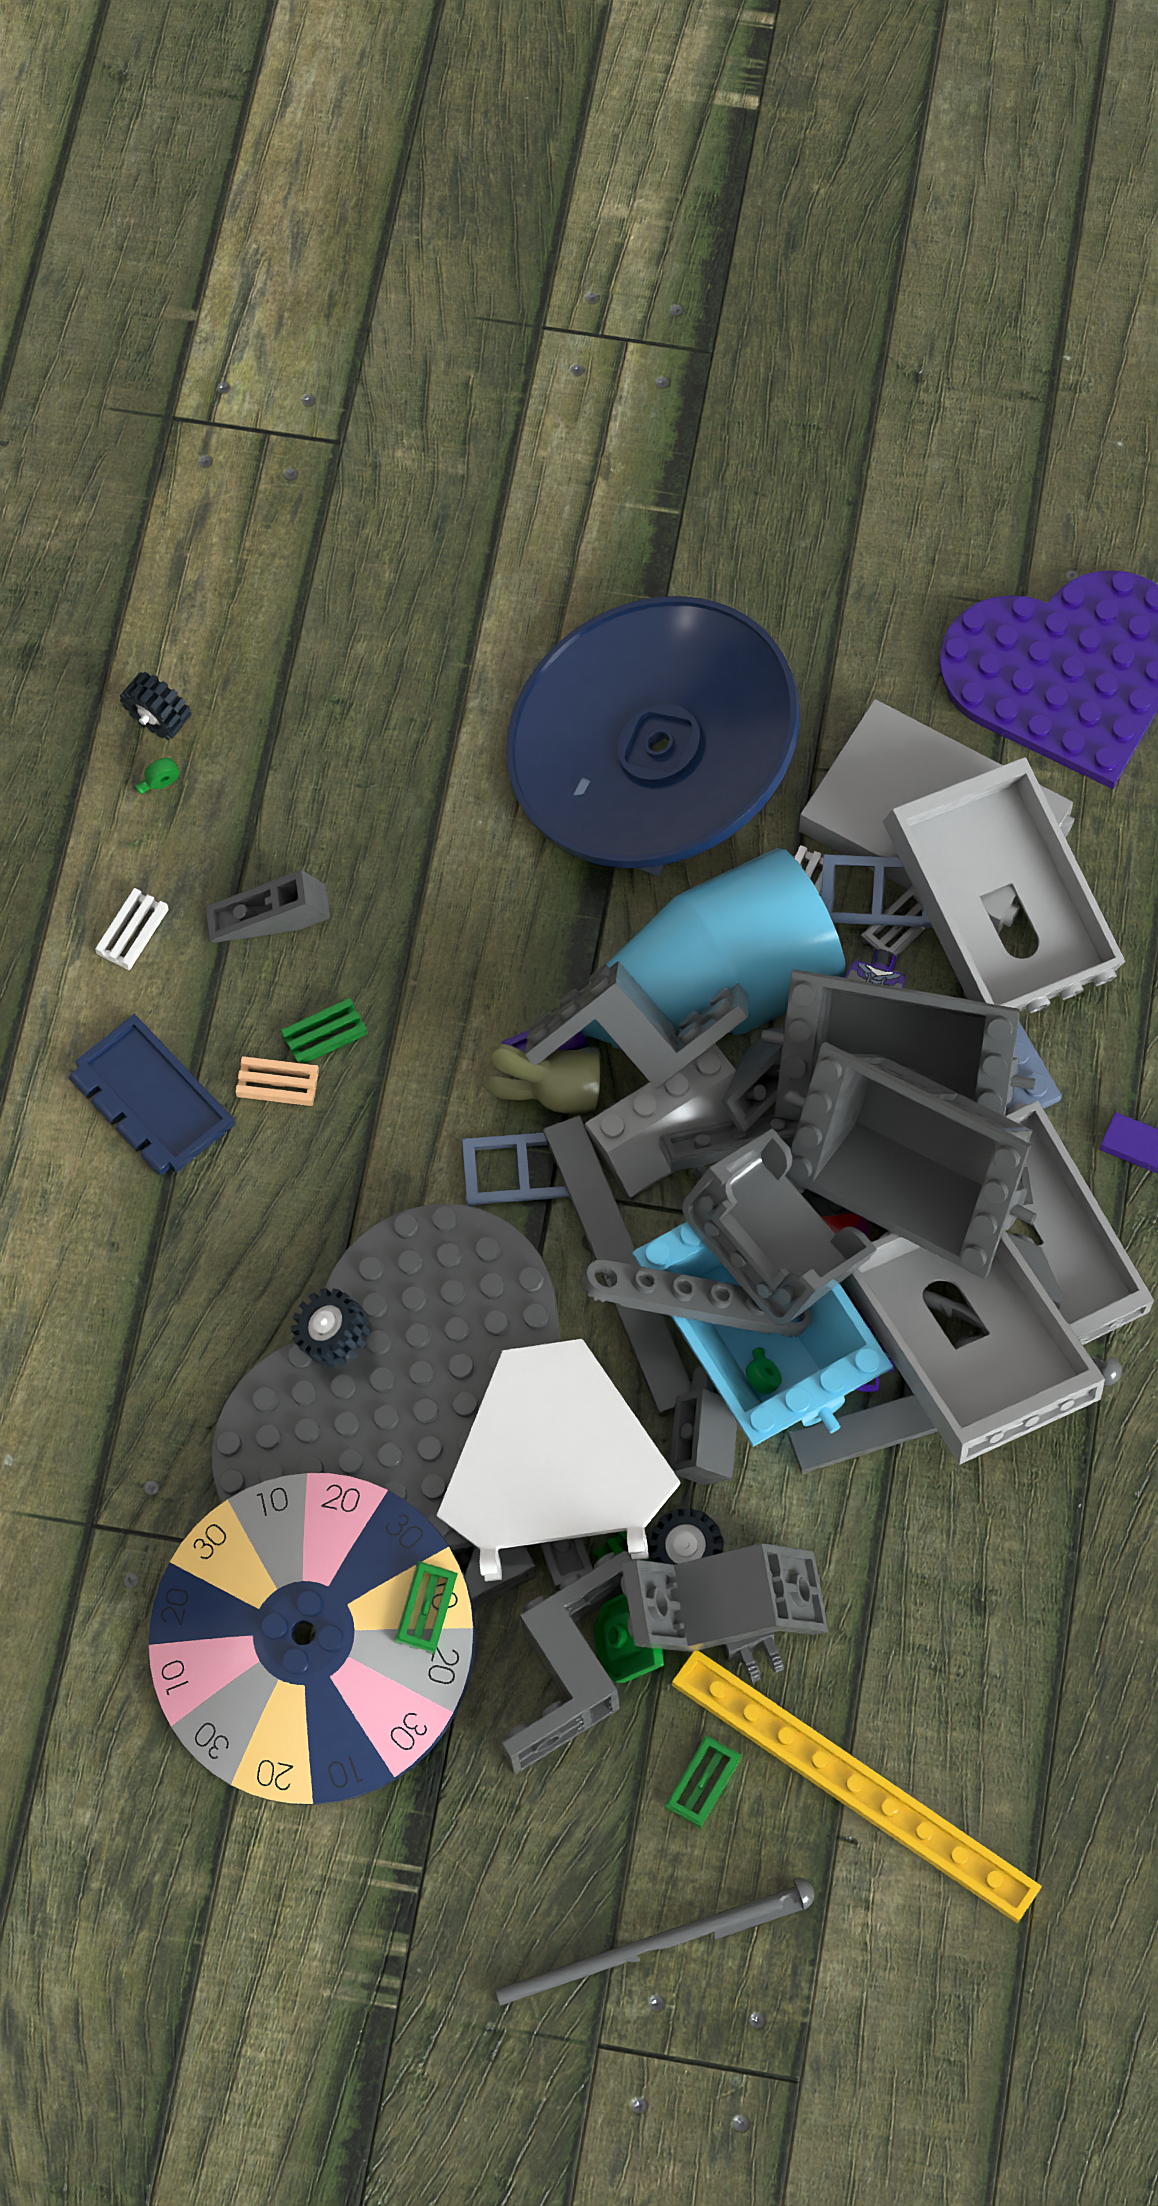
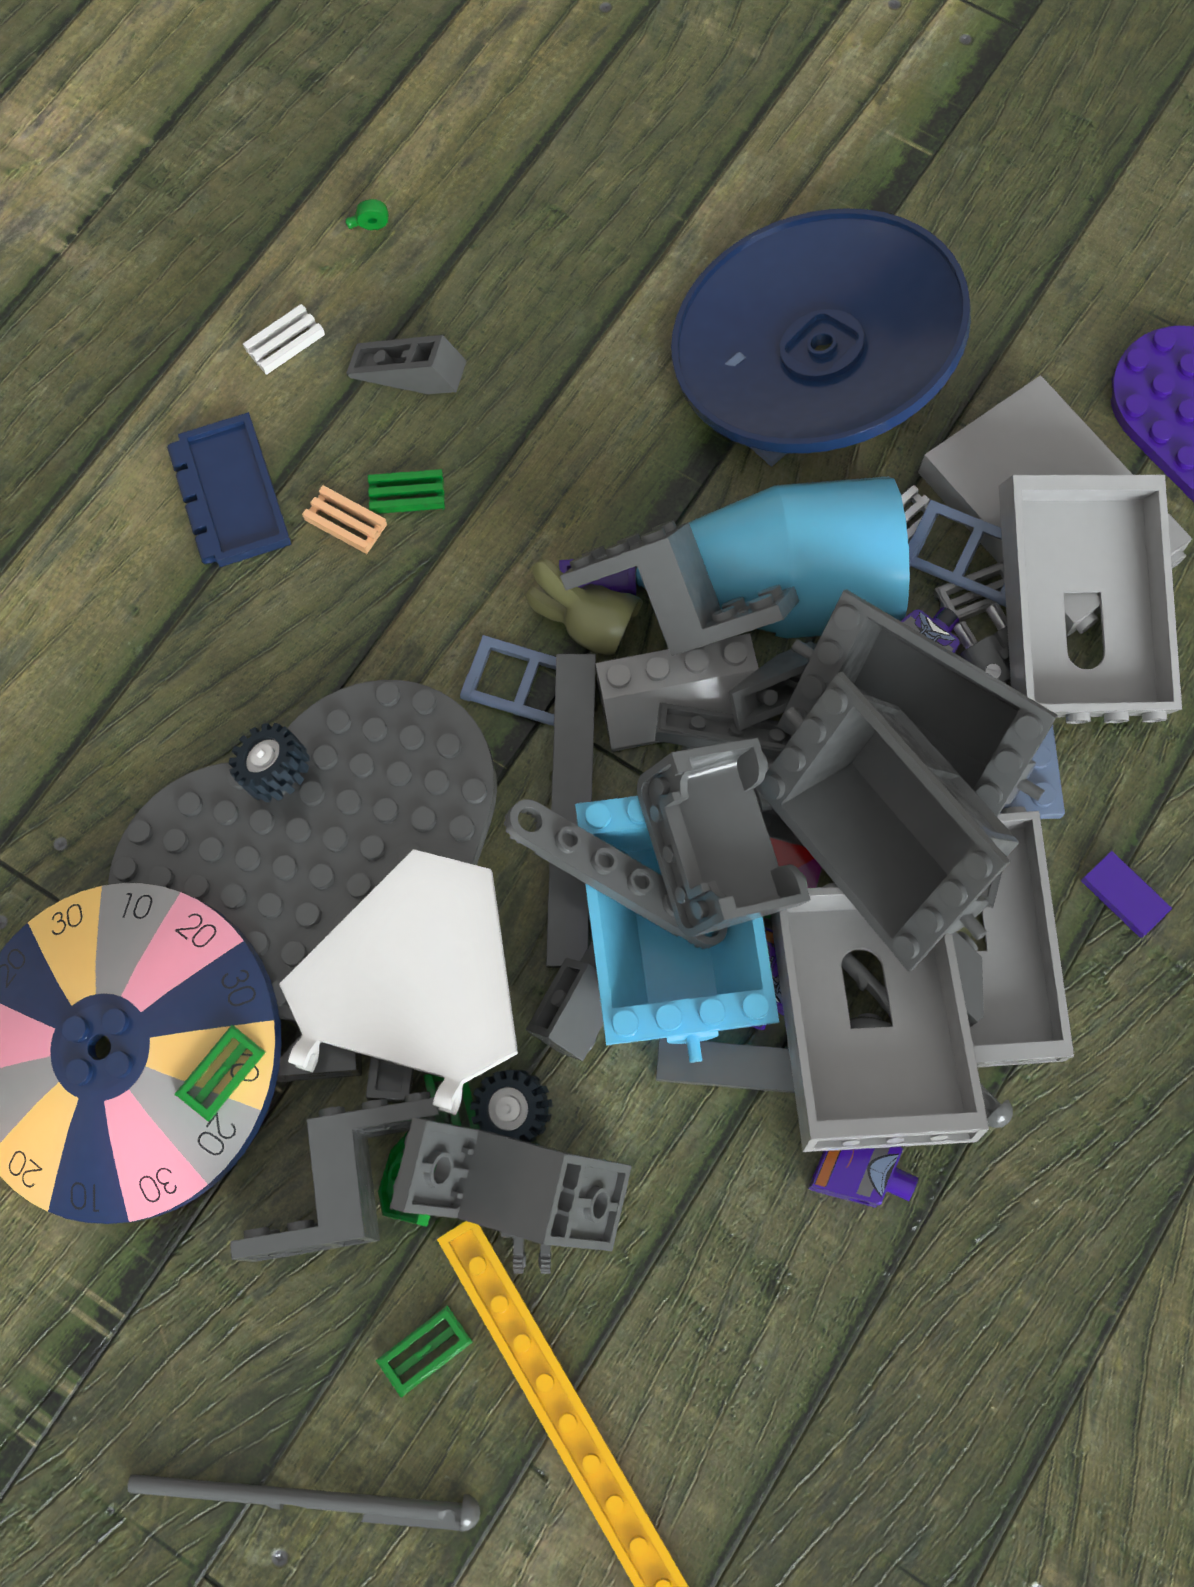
camera: 25 degrees right, 5 degrees up
(155, 705) = (390, 152): black wheel -> none
(763, 1373) = (658, 970): green piece -> none
(937, 974) = (991, 652): none -> dark grey piece
(1014, 1474) = (863, 1175): none -> dark purple torso

